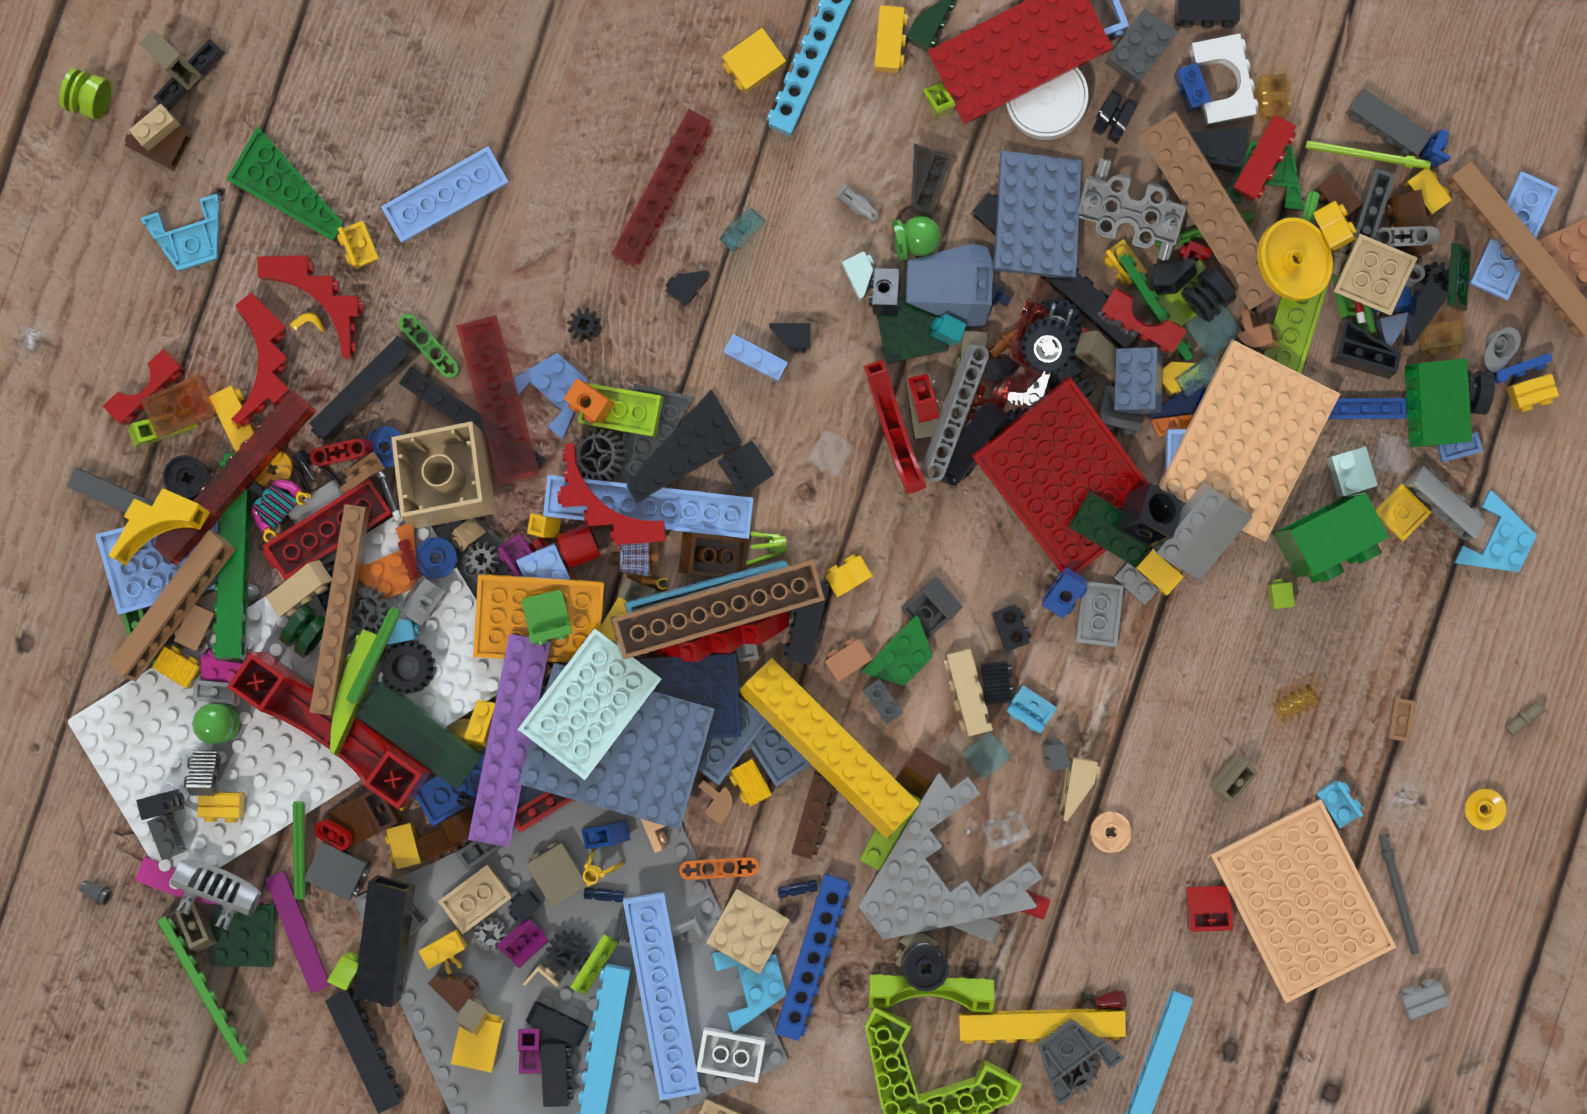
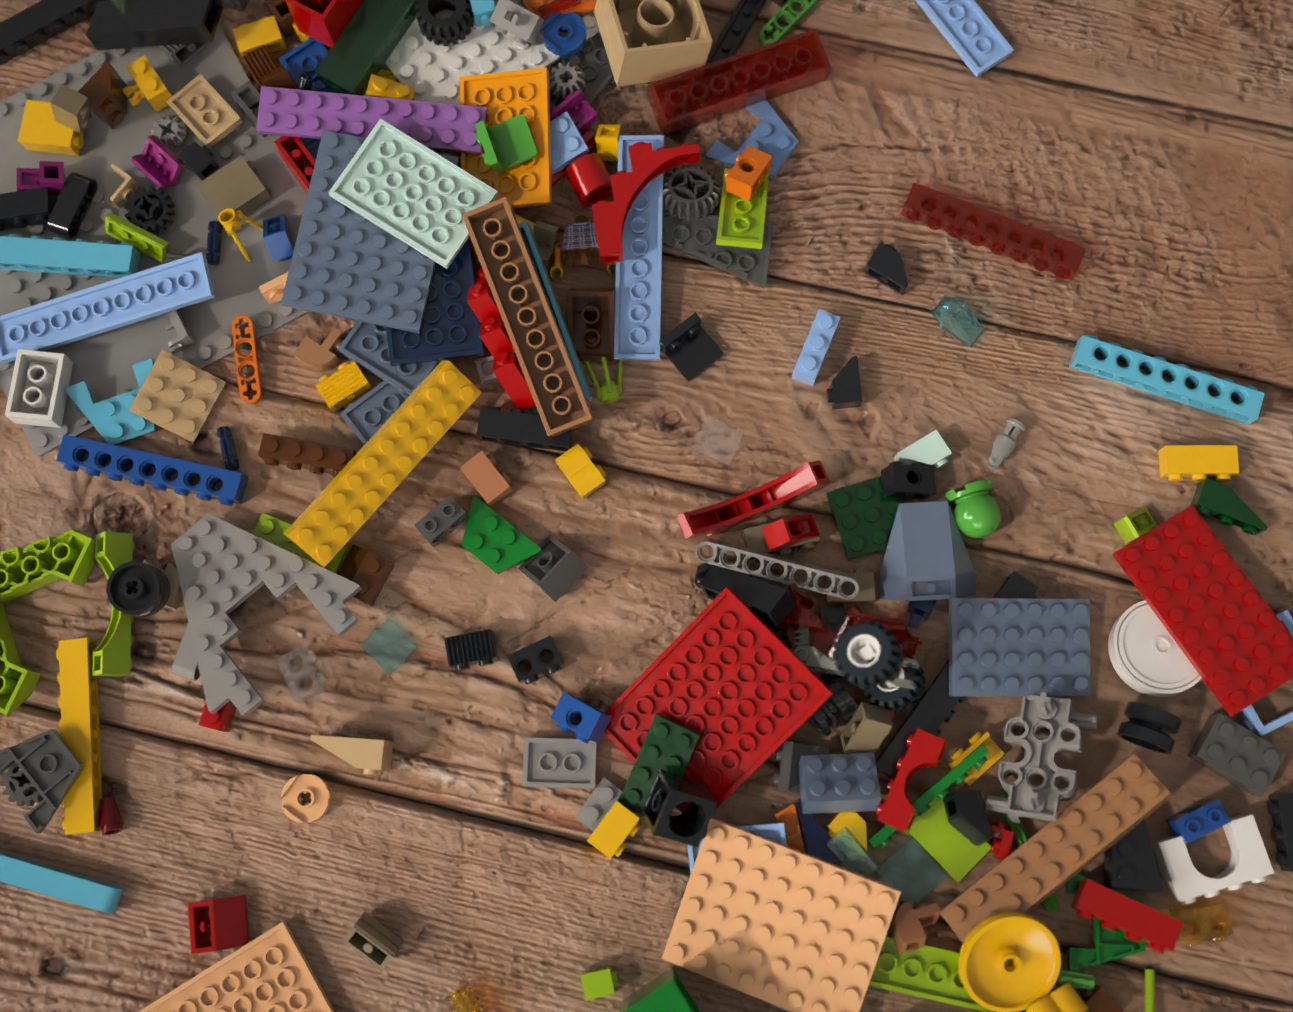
camera: 95 degrees right, 10 degrees down
(466, 534) = (593, 65): tan bracket -> none
(578, 322) = (834, 158): black gear -> none
(696, 441) = (713, 289): black wing -> none
(753, 61) = (1149, 315): yellow brick -> none
(930, 176) = (1043, 520): clear smoke wedge -> none
(947, 329) = (873, 554): teal brick -> none
(967, 692) = (456, 616): tan wedge -> none
(1031, 709) = (442, 691): medium azure bracket -> none
(1055, 754) = (390, 722): dark grey brick -> none
(1203, 531) = (666, 877): light grey slope -> none
(1211, 291) = (956, 863): black wheel -> none

